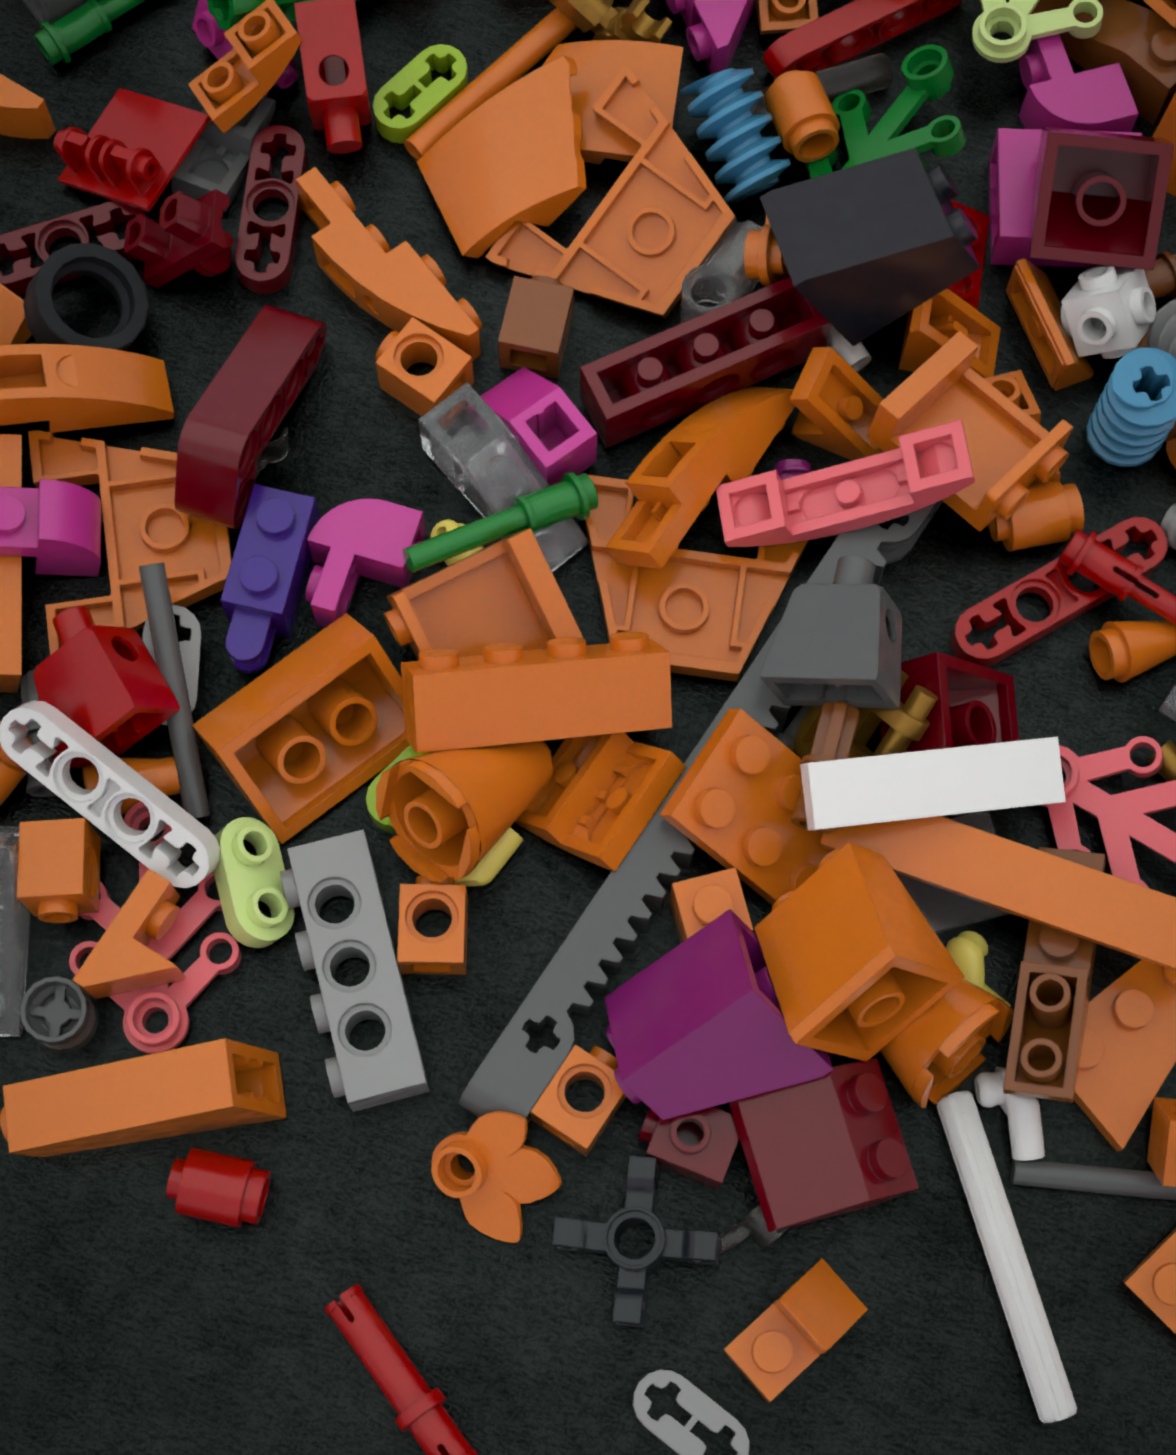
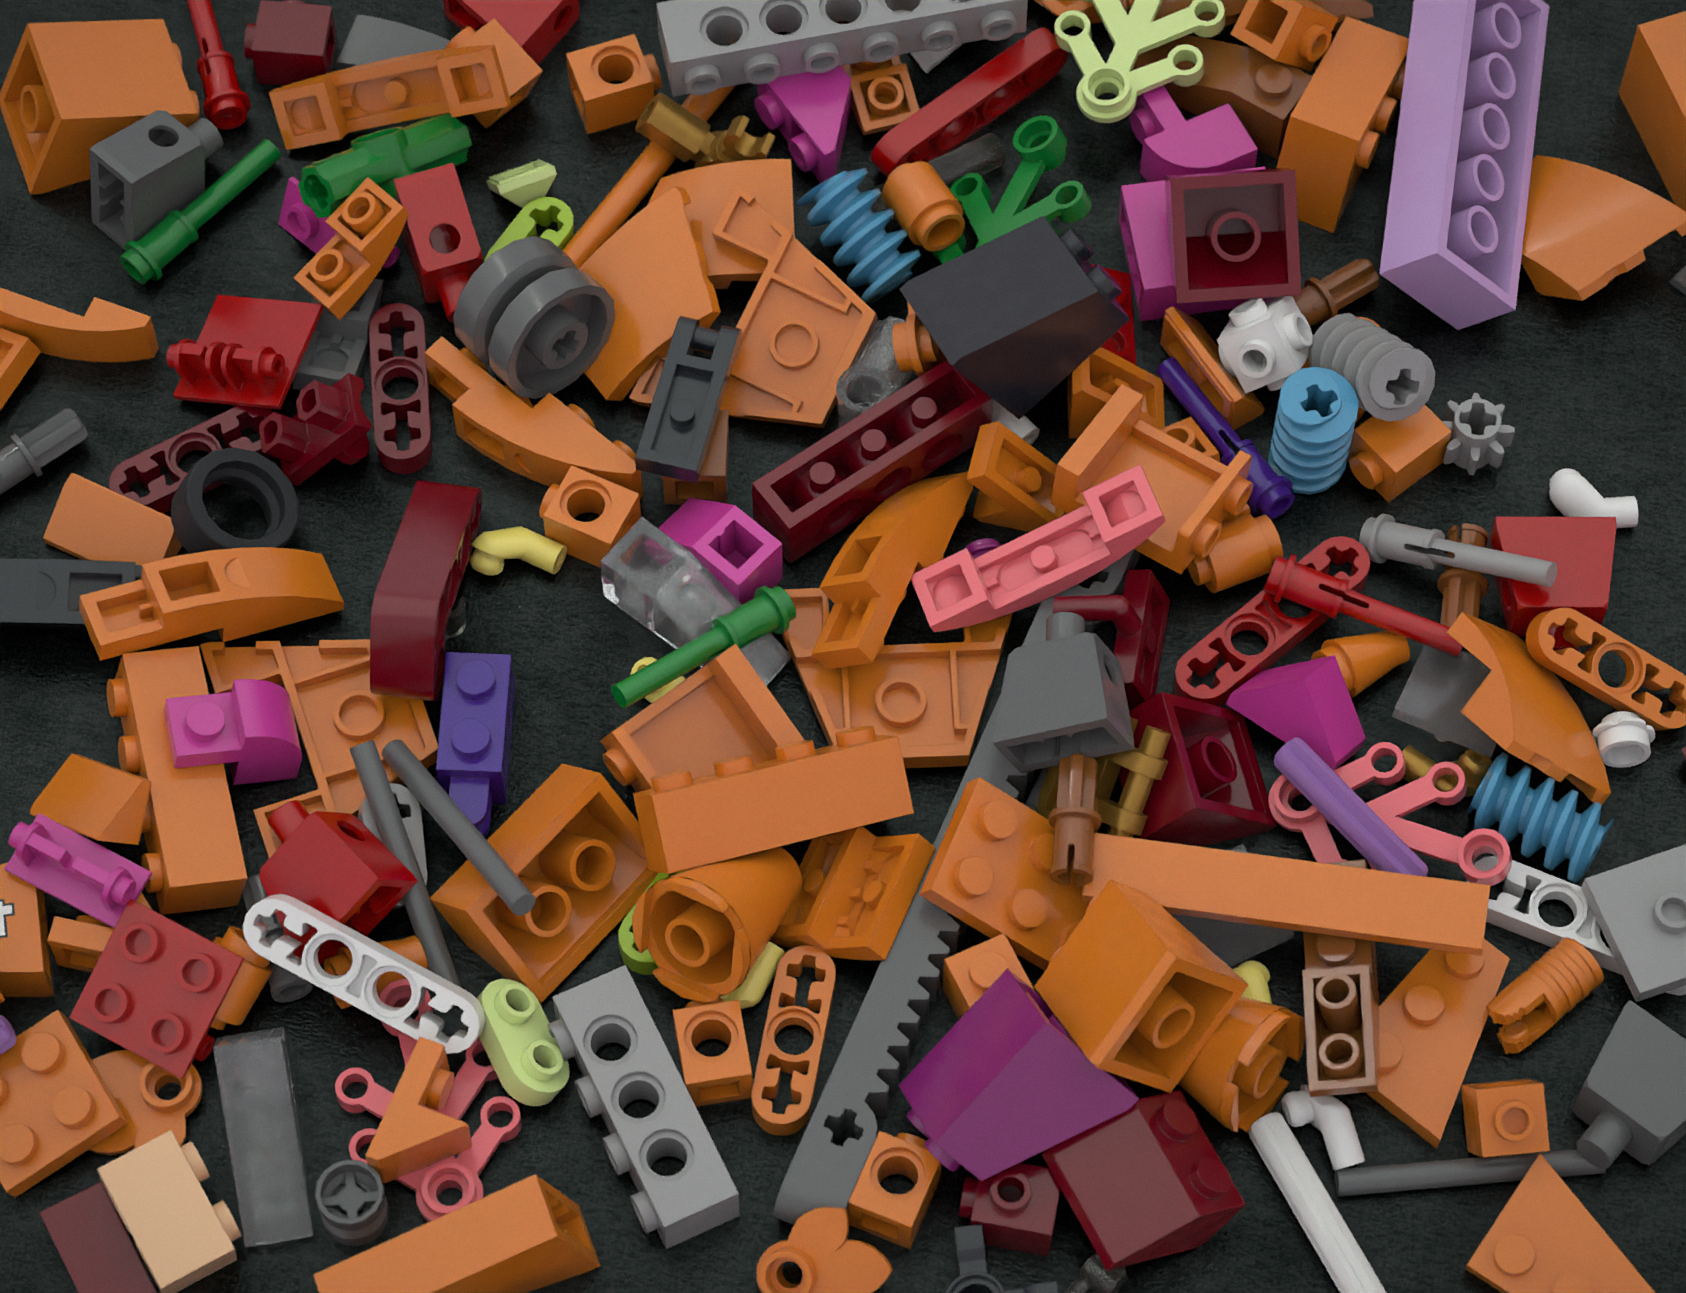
camera: 10 degrees left, 10 degrees down
(59, 869) = (324, 1058): orange brick -> none
(228, 666) = (459, 828): none -> dark grey bar
(348, 382) = (516, 543): none -> light yellow arm
(359, 541) = (559, 694): dark pink brick -> none
(403, 163) = (534, 317): none -> dark grey wheel
(427, 26) = (523, 182): none -> yellowish green slope
(515, 877) = (802, 1086): none -> orange beam
(534, 272) = (687, 400): none -> black plate
(929, 571) = (1140, 625): none -> dark red plate
(932, 783) = (1181, 813): white tile -> none
(1074, 686) = (1305, 703): none -> dark pink slope
(1084, 459) = (1270, 492): none -> dark purple pin
(1102, 810) = (1346, 810): none -> medium lavender axle

